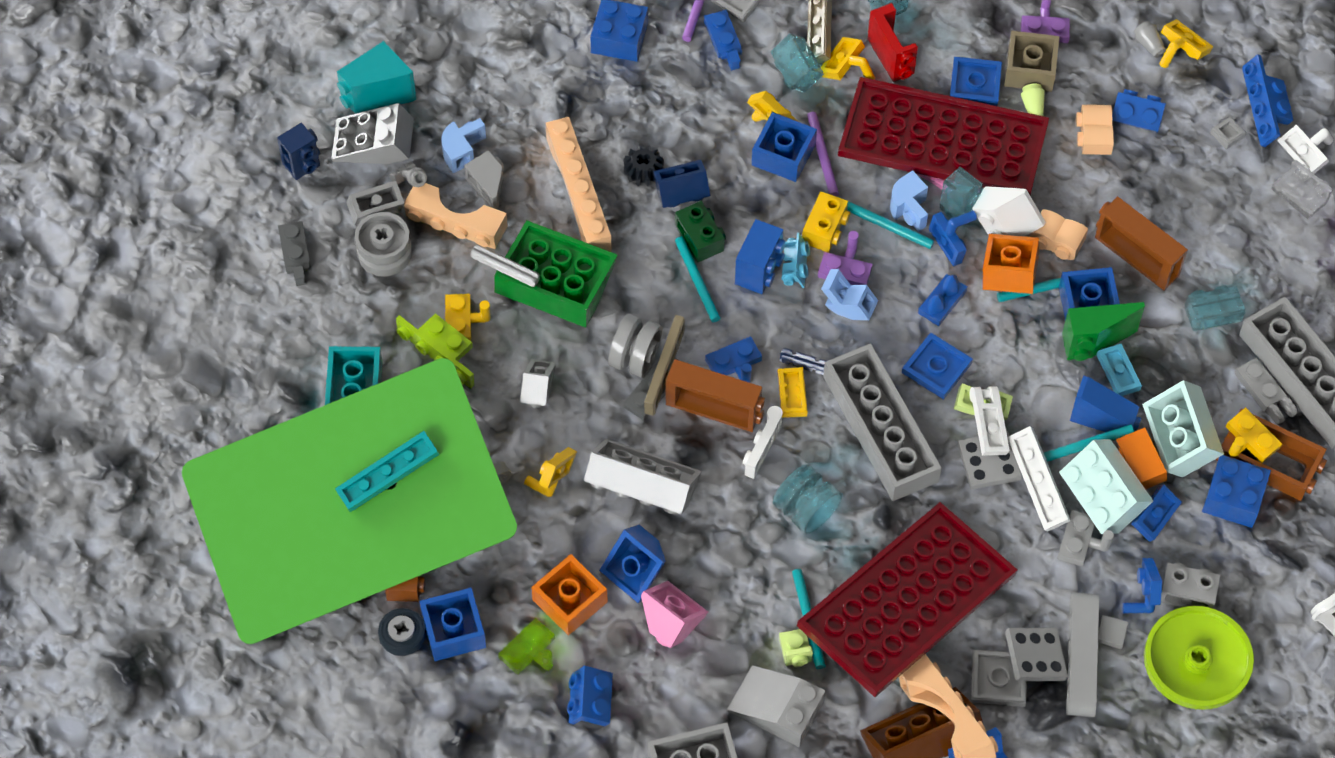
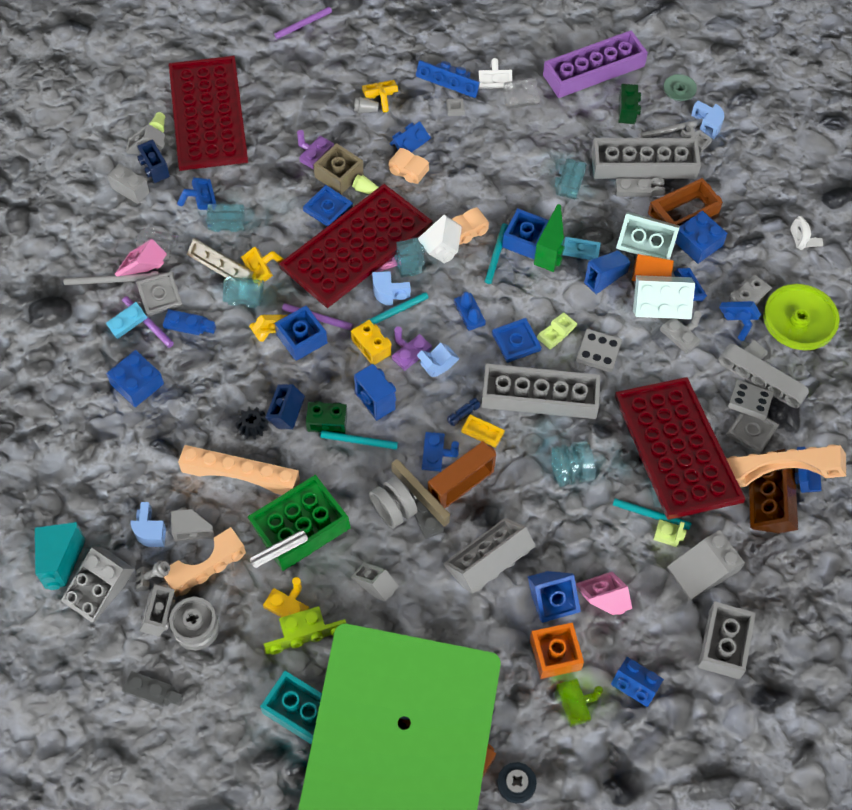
camera: 60 degrees left, 0 degrees up
(299, 151) = (75, 639): dark blue brick -> none
(387, 471) = (399, 719): teal plate -> none
(453, 624) = (535, 742): blue brick -> none
(552, 472) = (457, 607): yellow plate -> none
(763, 442) = (510, 467): white plate -> none
(797, 252) = (394, 377): medium azure hinge -> none
(895, 58) = (270, 234): red panel -> none
(945, 234) = (431, 282): blue plate -> none
(989, 421) = (577, 331): white plate -> none
(1010, 263) = (475, 259): orange brick -> none
(1039, 479) = (632, 330): white plate -> none
(1080, 445) = (623, 294): teal bar -> none
(1140, 243) = (506, 186): dark orange piece -> none
(1251, 435) = (675, 205): yellow plate -> none

